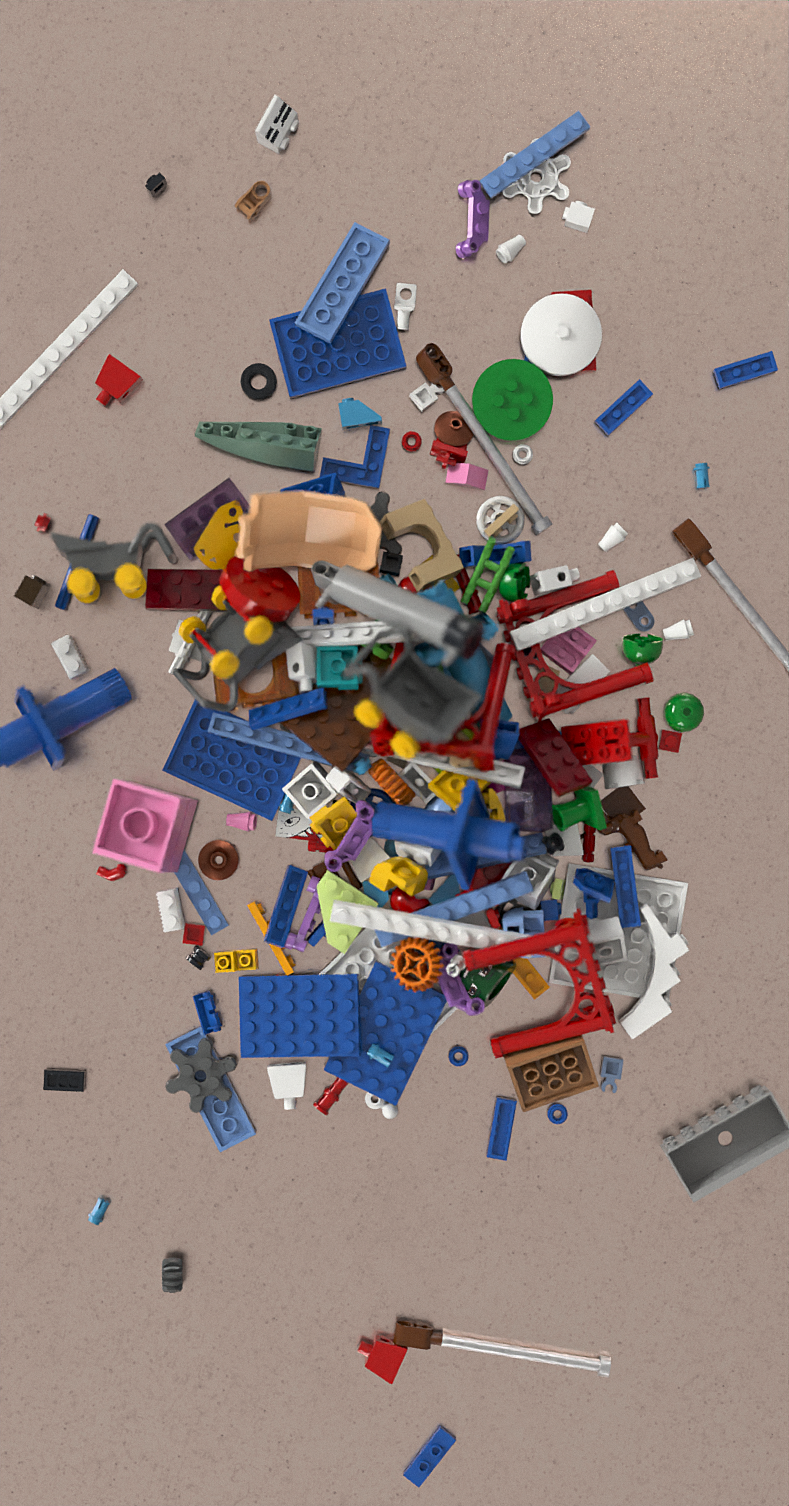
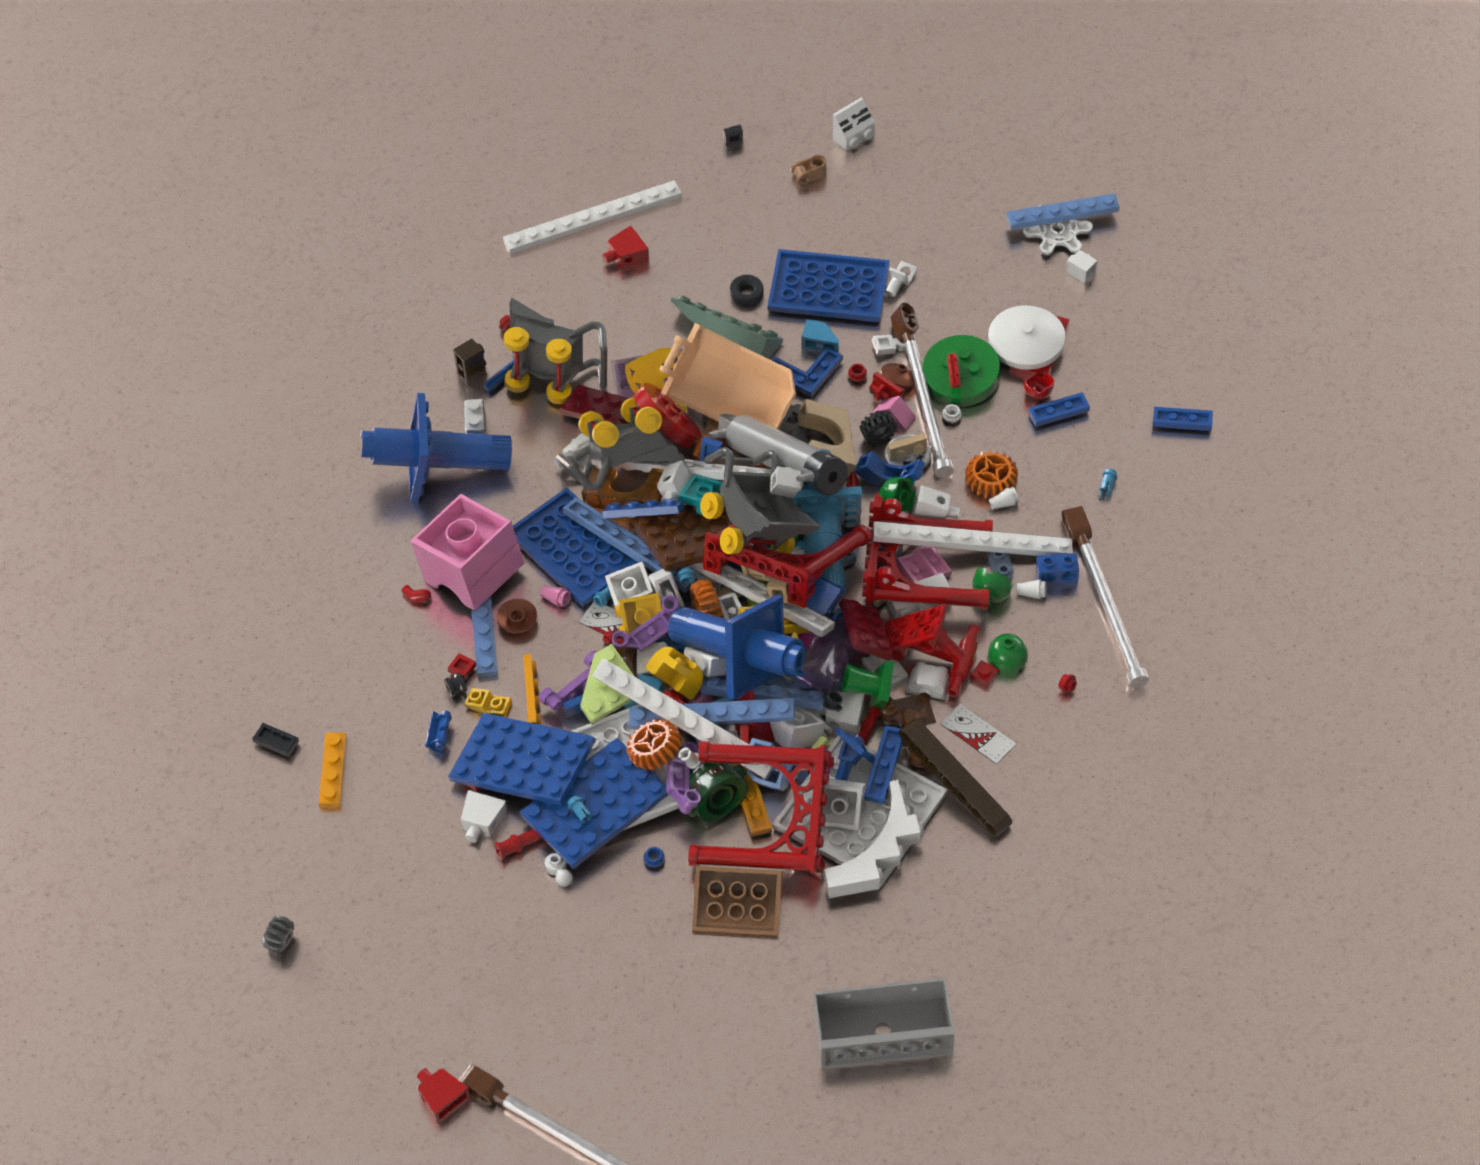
camera: 30 degrees right, 35 degrees down
(98, 1211) = (241, 859): dark azure pin -> none
(130, 1087) = (332, 770): none -> light orange plate
(170, 910) = (451, 637): white brick -> none
(214, 1071) = (408, 788): dark grey plate -> none
(225, 1120) = (405, 797): medium blue plate -> none
(285, 906) = (556, 669): blue plate -> none
(342, 282) = (853, 242): medium blue plate -> none
(428, 660) = (784, 482): none -> white brick
(463, 506) = (878, 427): none -> black tyre
(476, 580) = (876, 465): bright green piece -> none
(477, 218) = (992, 241): medium lavender plate -> none
(501, 1128) = (663, 934): blue plate -> none
(510, 248) = (1011, 269): white cone -> none
(510, 413) = (953, 368): none -> red axle
(557, 1120) = (722, 938): blue plate -> none
(595, 388) = (1039, 387): none -> red hair
(597, 520) = (992, 470): none -> orange gear
(611, 1070) = (795, 923): sand blue plate -> none
(688, 805) = (978, 733): none -> white sticker
(692, 873) = (955, 777): none -> dark brown beam
(695, 601) = (1058, 569): none -> blue brick
(751, 723) = (1067, 683): none -> red plate

